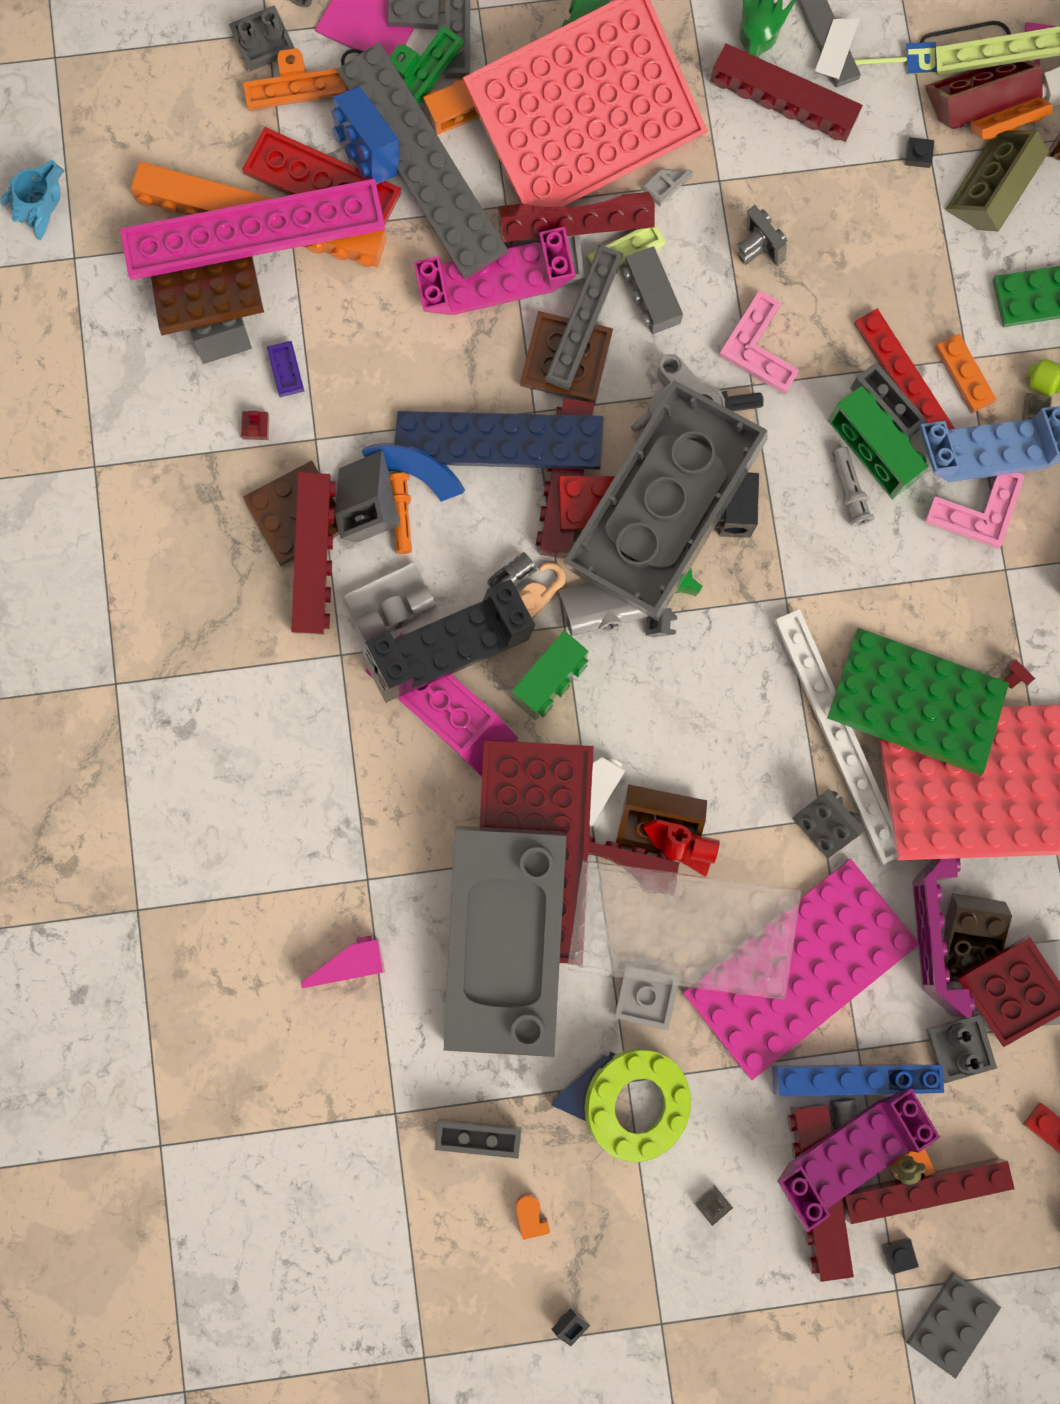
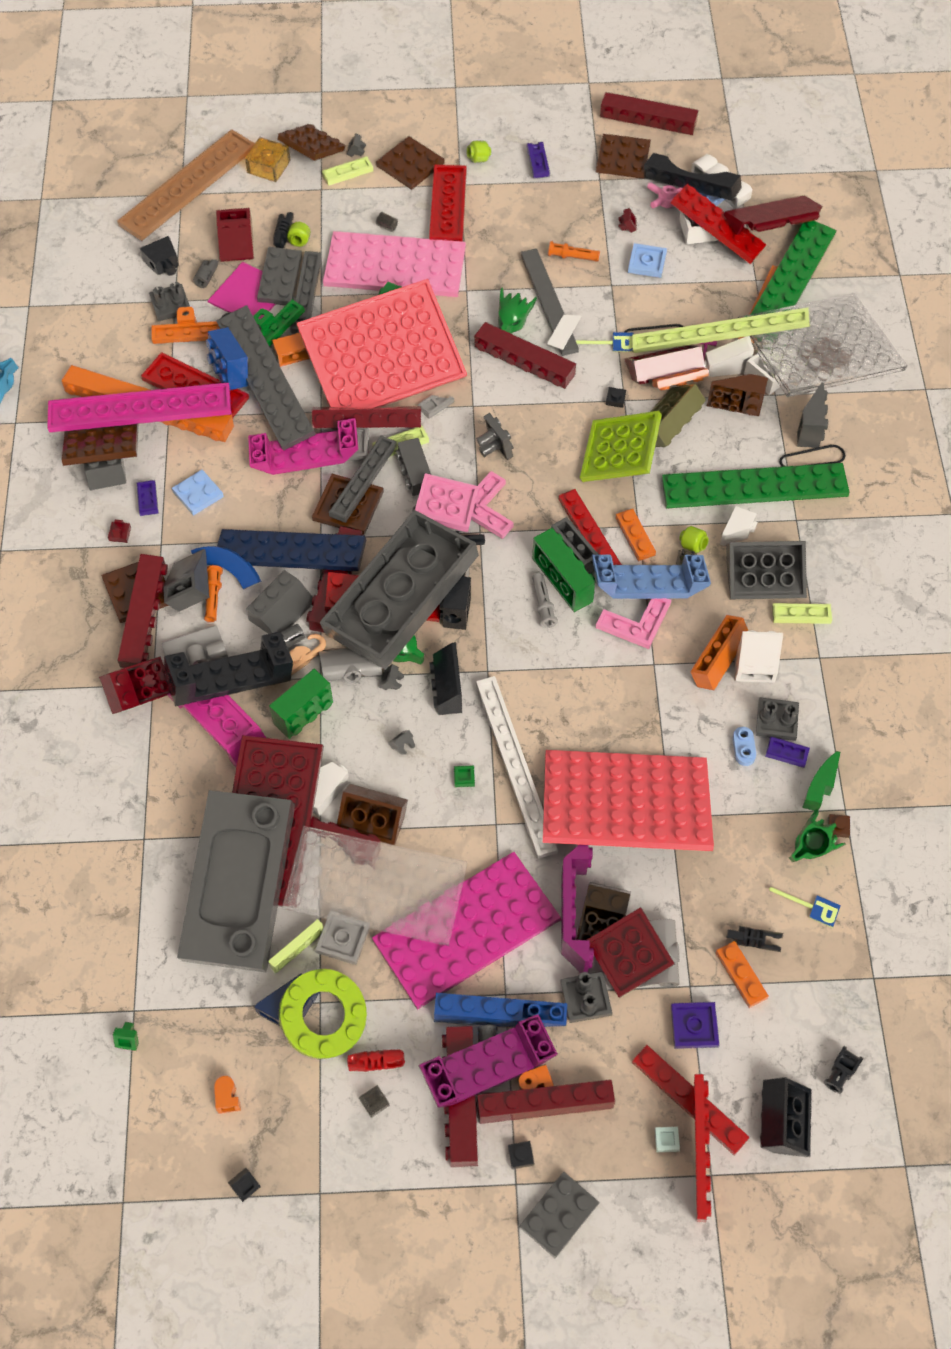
camera: 10 degrees right, 20 degrees down
(321, 666) = (135, 685): none -> dark red slope
(353, 353) = (197, 492): none -> light blue plate
(353, 962) = (119, 894): dark pink slope -> none
(394, 1154) = (126, 1037): none -> green tile
(478, 1138) = (193, 1028): dark grey brick -> none
(497, 524) = (280, 604): none -> dark grey slope
(590, 1014) = (296, 946): none -> yellowish green tile
(682, 845) = (386, 828): red panel -> none
(686, 713) = (398, 742): none -> dark grey tile
(707, 351) = (447, 501): none -> bright pink plate
(708, 1155) = (375, 1060): none -> red hinge
(738, 622) = (446, 680): none -> black slope
(773, 755) = (464, 776): none -> green tile
(829, 823) = (498, 821): dark grey plate -> none
(908, 1170) = (530, 1078): olive plate -> none
(919, 701) = (575, 742): green plate -> none
(939, 240) = (621, 446): none -> lime plate
(1018, 673) = (655, 732): dark red tile -> none

